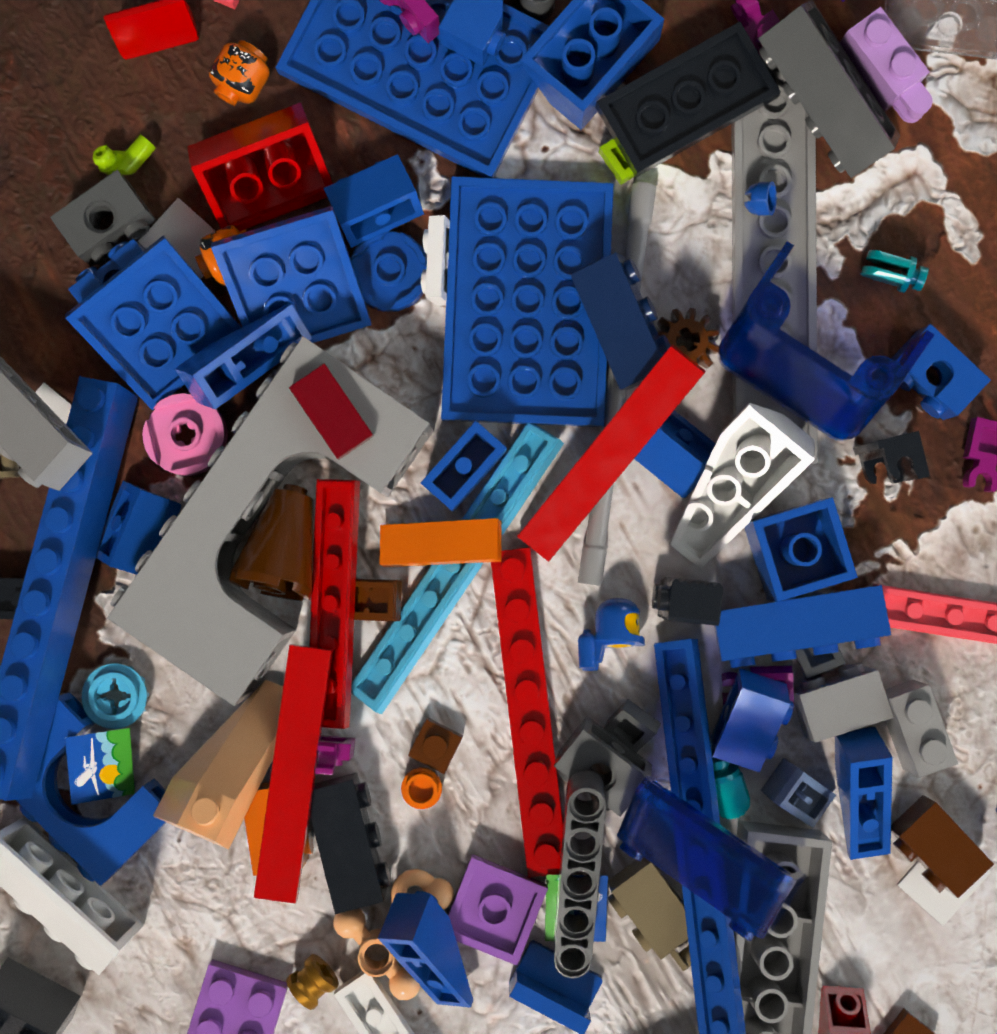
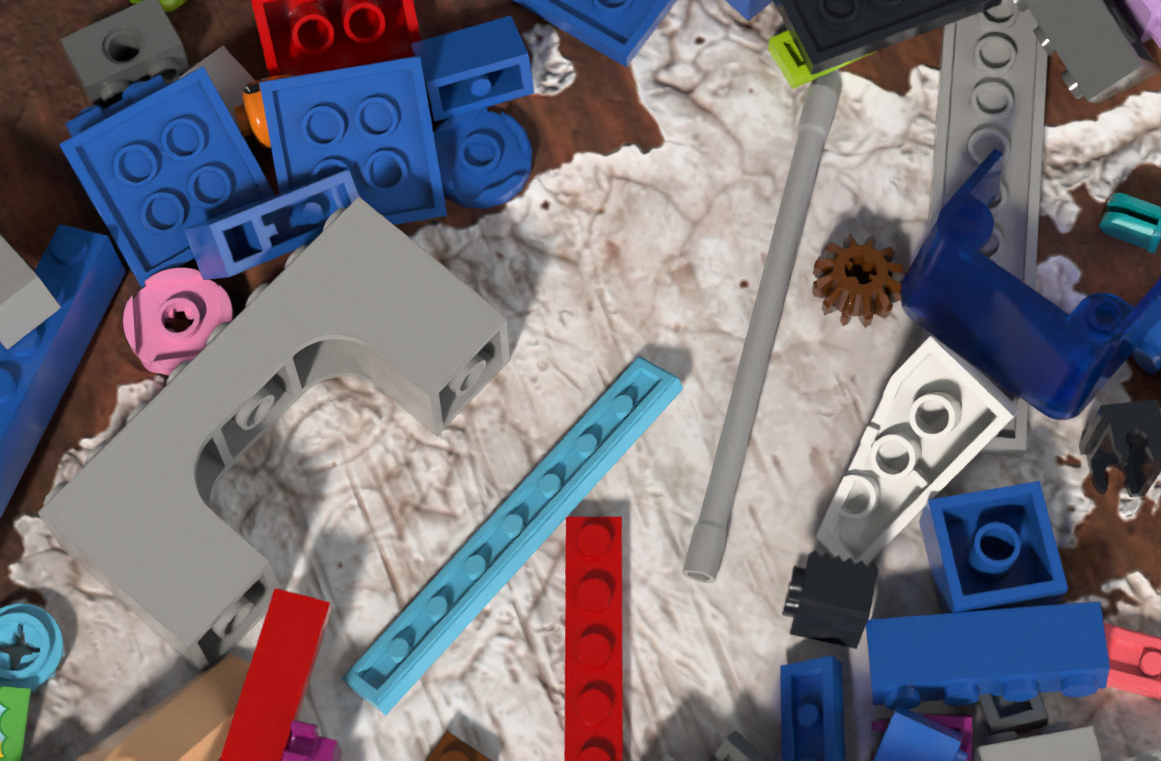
camera: 10 degrees right, 20 degrees down
(133, 526) = (89, 415): blue panel -> none
(280, 547) = (279, 477): reddish brown cone -> none
(331, 411) = (381, 286): dark red tile -> none
(335, 589) = (347, 539): red tile -> none
(378, 600) = (379, 557): reddish brown plate -> none
(436, 247) = (550, 135): white plate -> none
(441, 542) = (500, 492): orange tile -> none
(464, 466) = (545, 396): blue brick -> none
(513, 315) = (654, 214): blue plate -> none
(611, 452) = (741, 395): red tile -> none
(614, 628) = (726, 638): blue piece -> none
(621, 318) = (777, 235): dark blue brick -> none
(677, 454) = (823, 411): blue panel -> none
(762, 198) = (971, 114): blue hinge -> none

